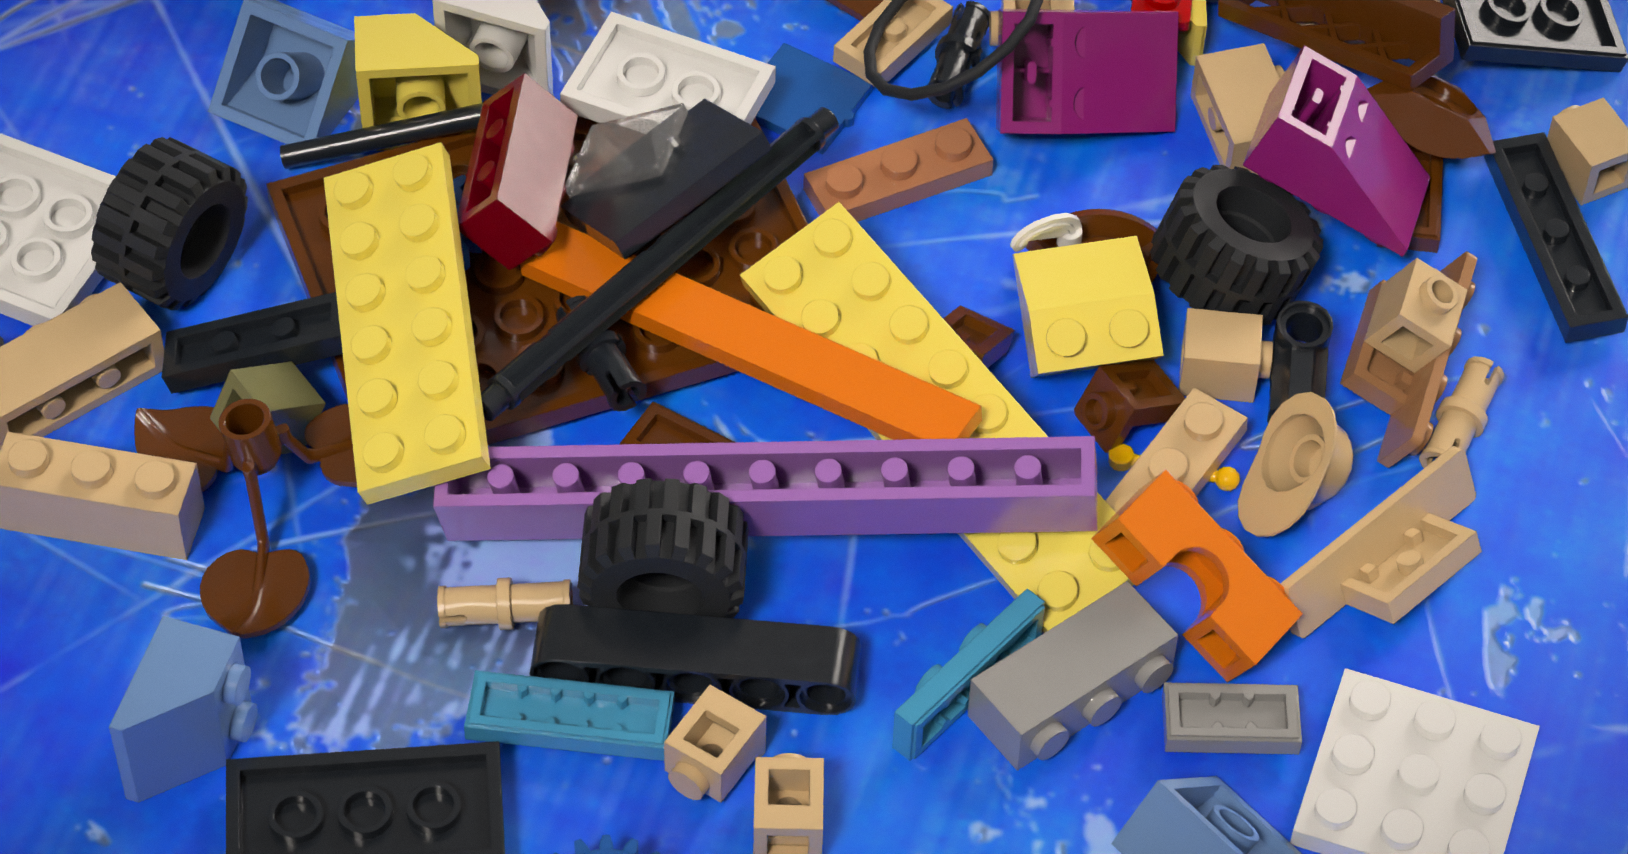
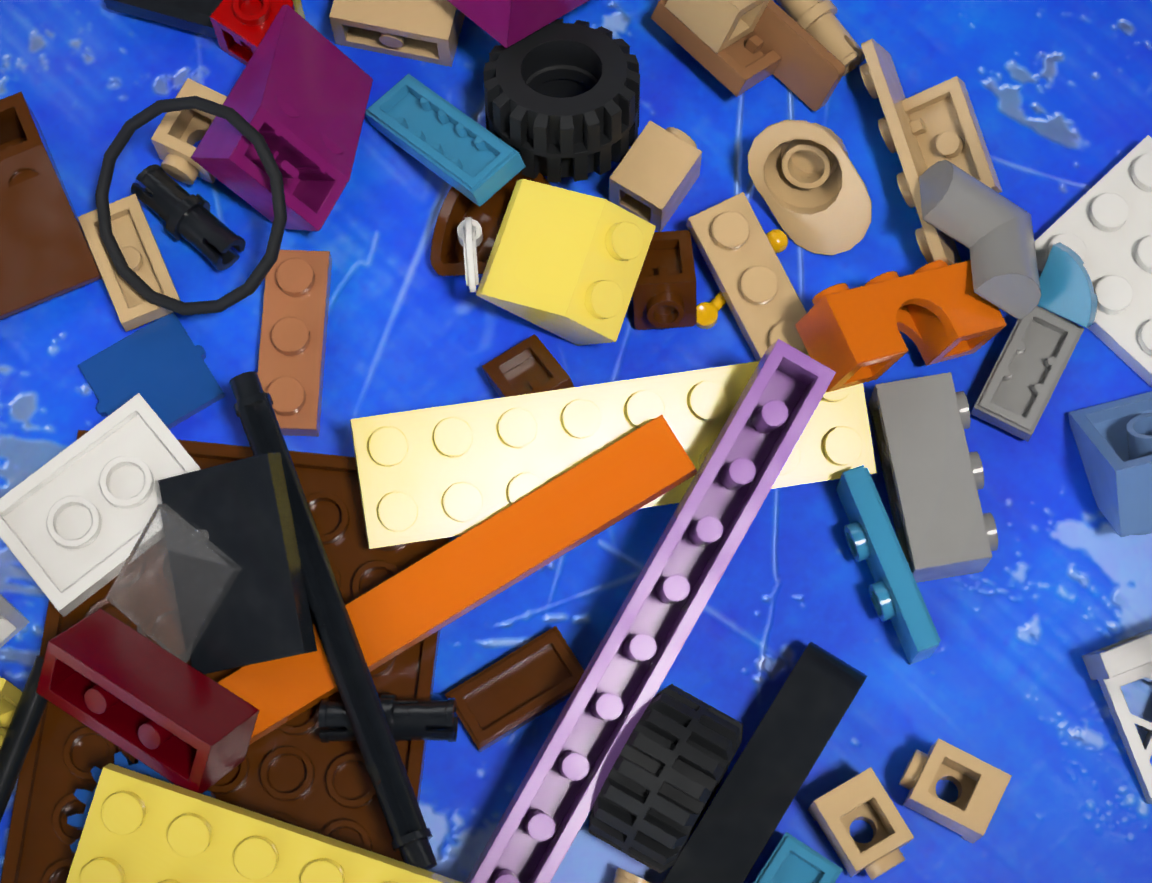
camera: 60 degrees left, 20 degrees up
(1143, 184) = (445, 140): none -> dark azure plate
(1299, 365) = (713, 124): black piece -> none
(1328, 703) = (1067, 287): none -> dark azure tile
(1344, 611) = (992, 229): none -> light grey brick

